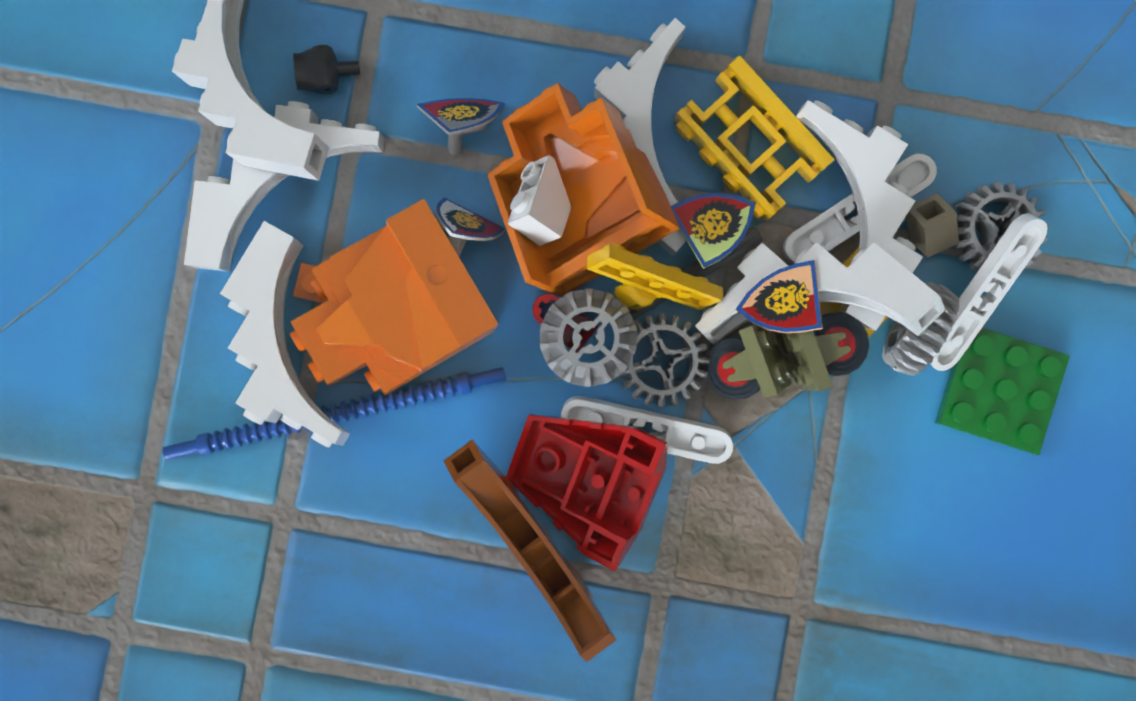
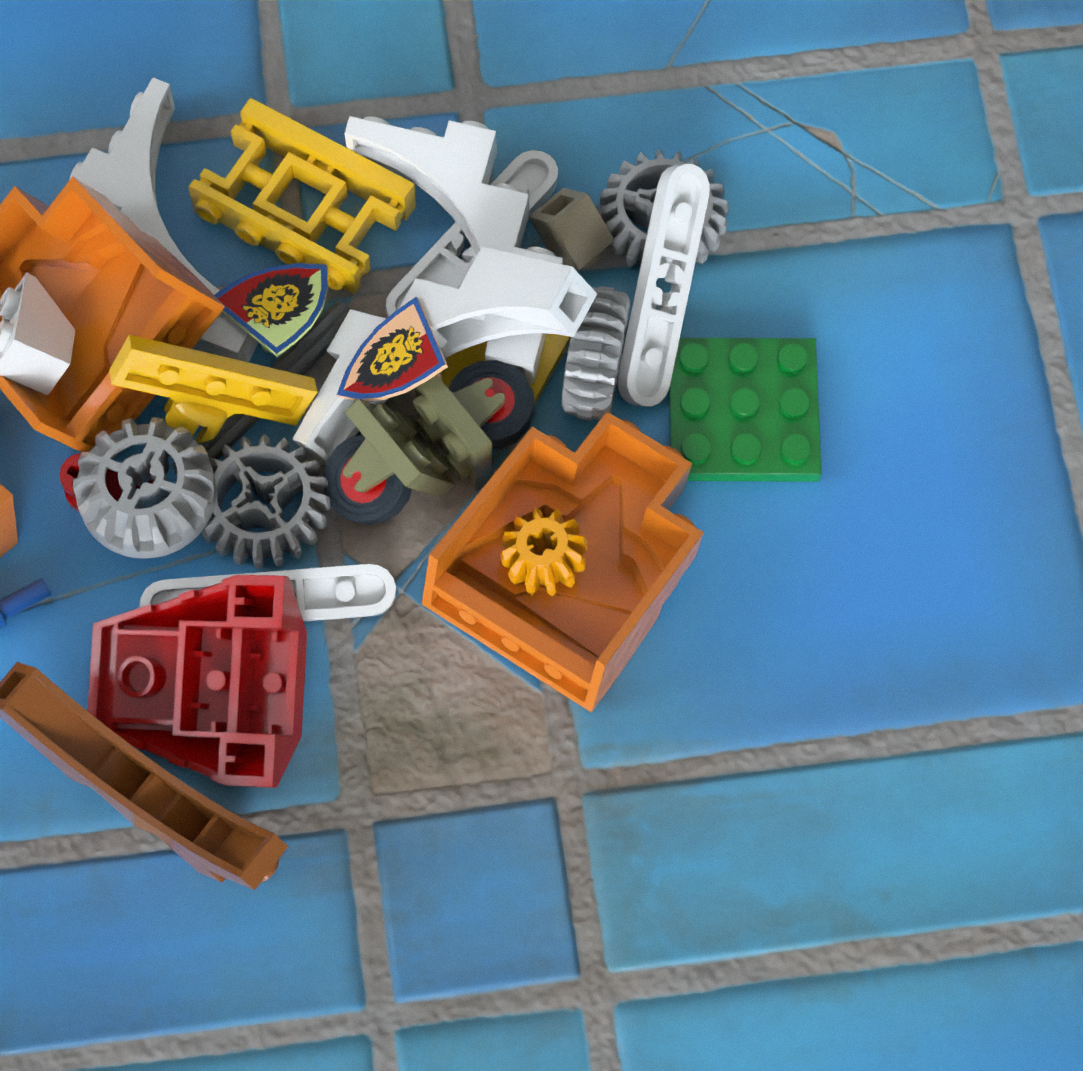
camera: 15 degrees left, 20 degrees down
(853, 463) = (534, 539): none -> light orange gear
(859, 469) = (636, 553): none -> orange panel

